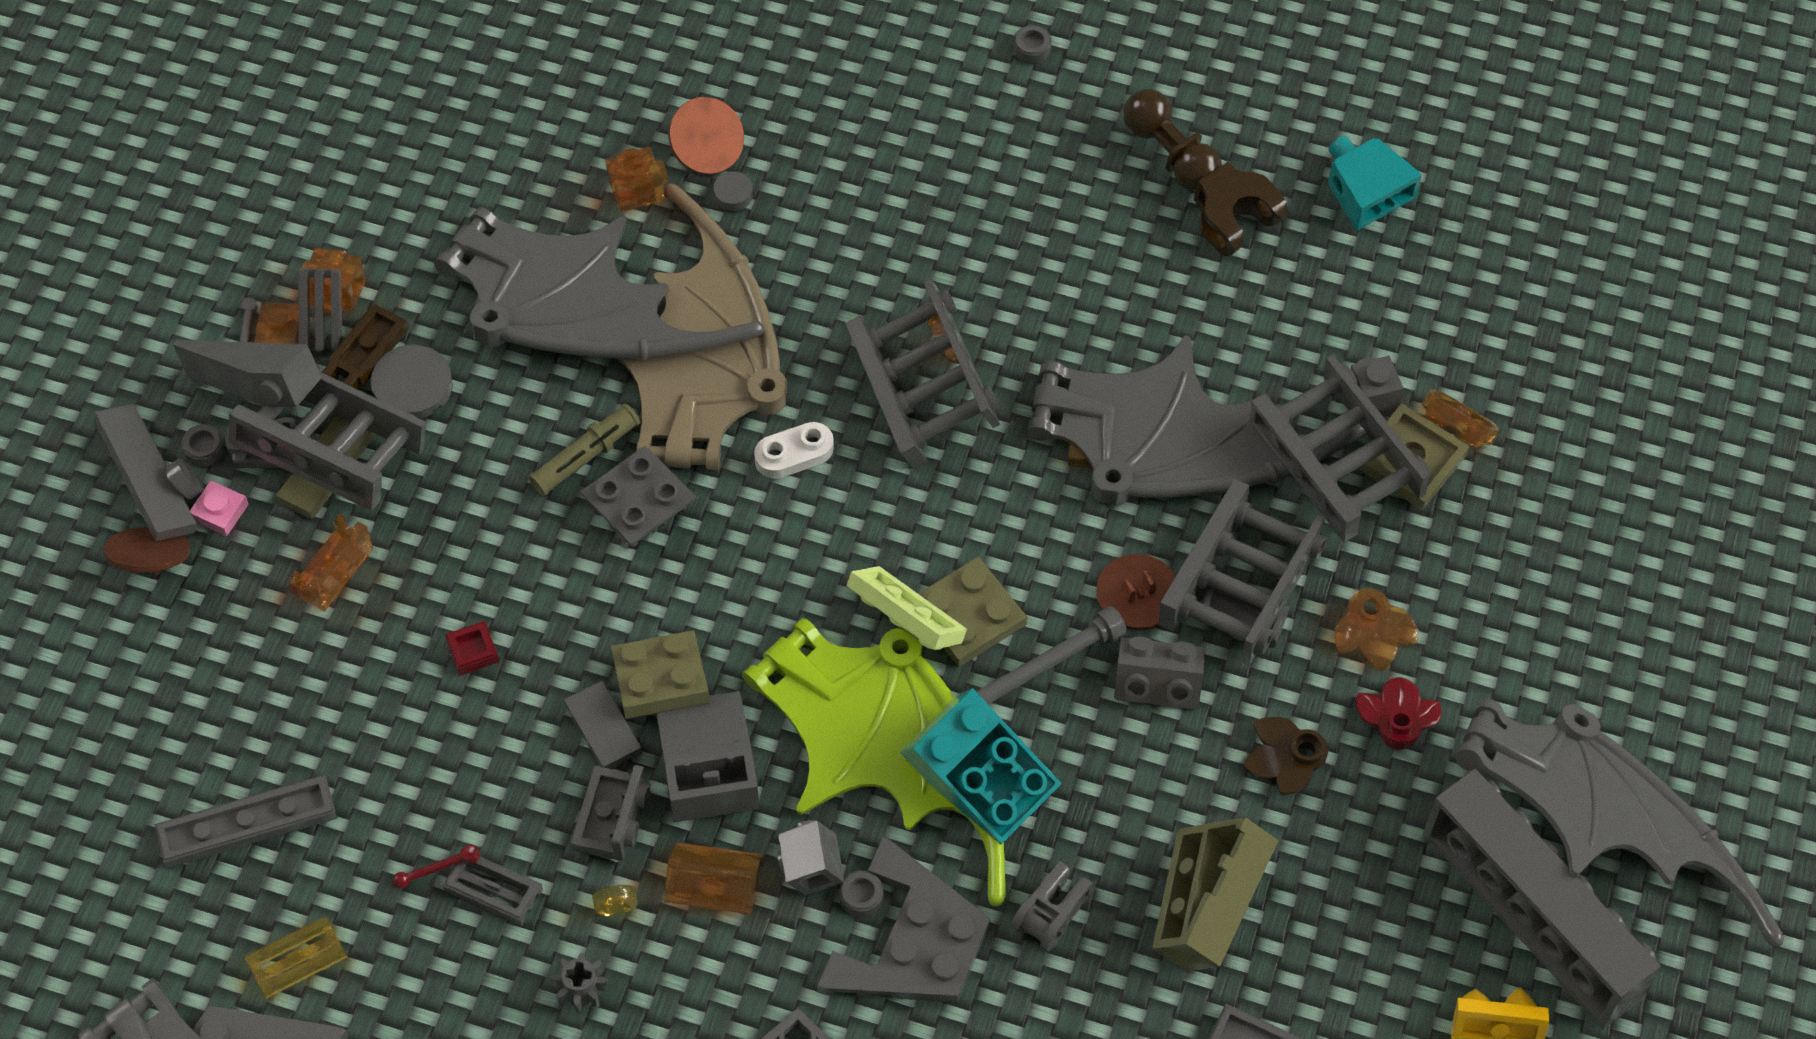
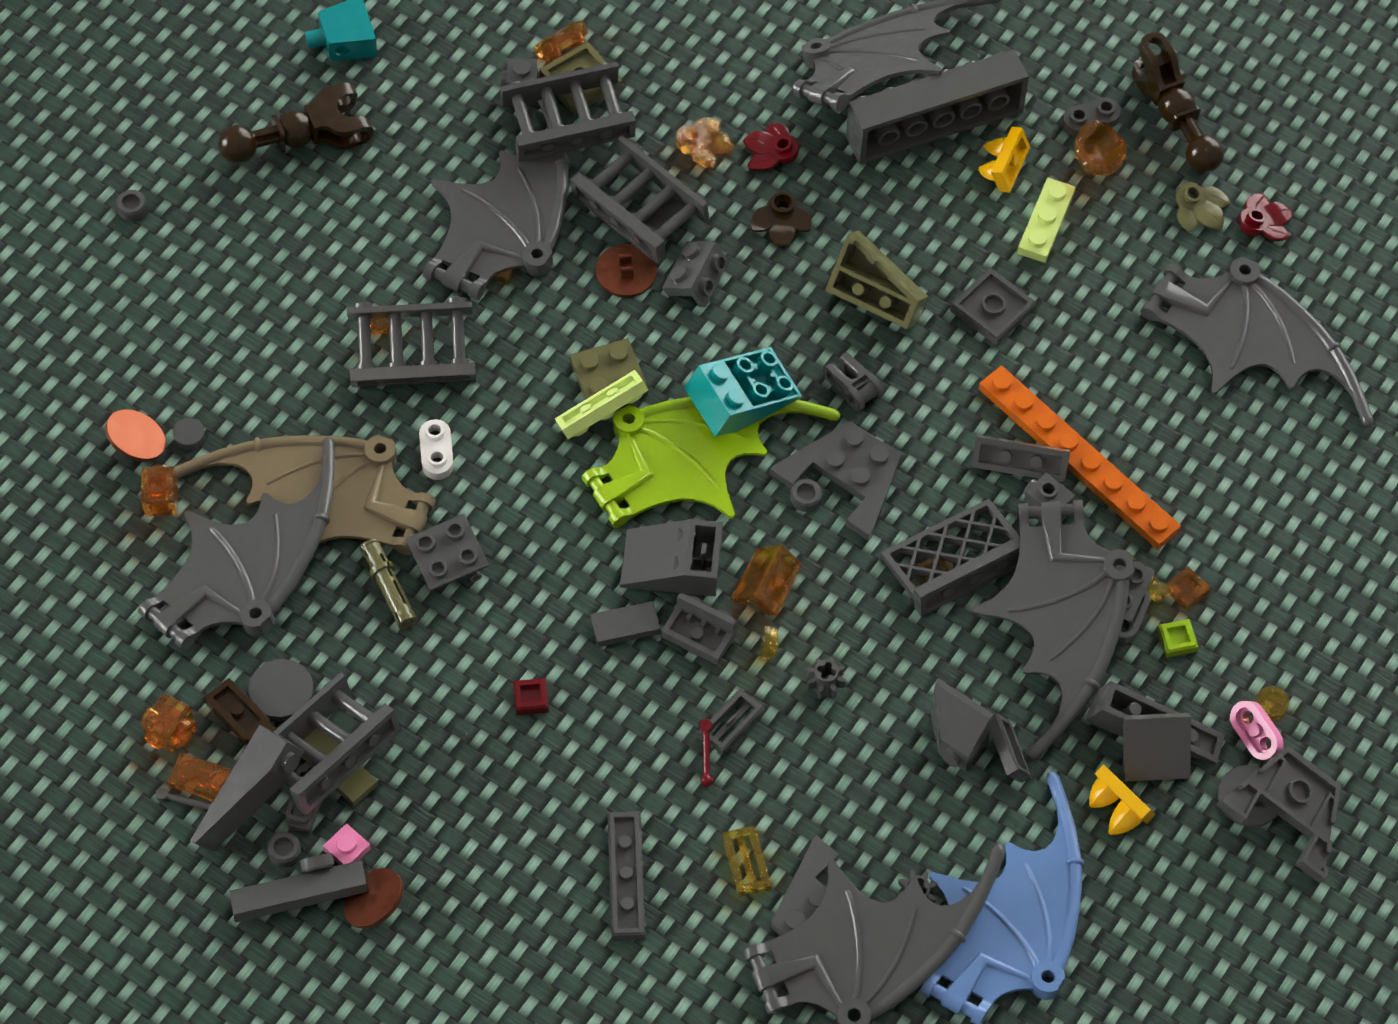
camera: 75 degrees left, 0 degrees up
(319, 274) = (210, 726): dark grey tile -> none
(332, 564) = (428, 774): clear orange hinge -> none
(660, 674) = (598, 575): olive plate -> none
(810, 857) = (774, 513): brick -> none
(1105, 627) = (652, 294): dark grey piece -> none

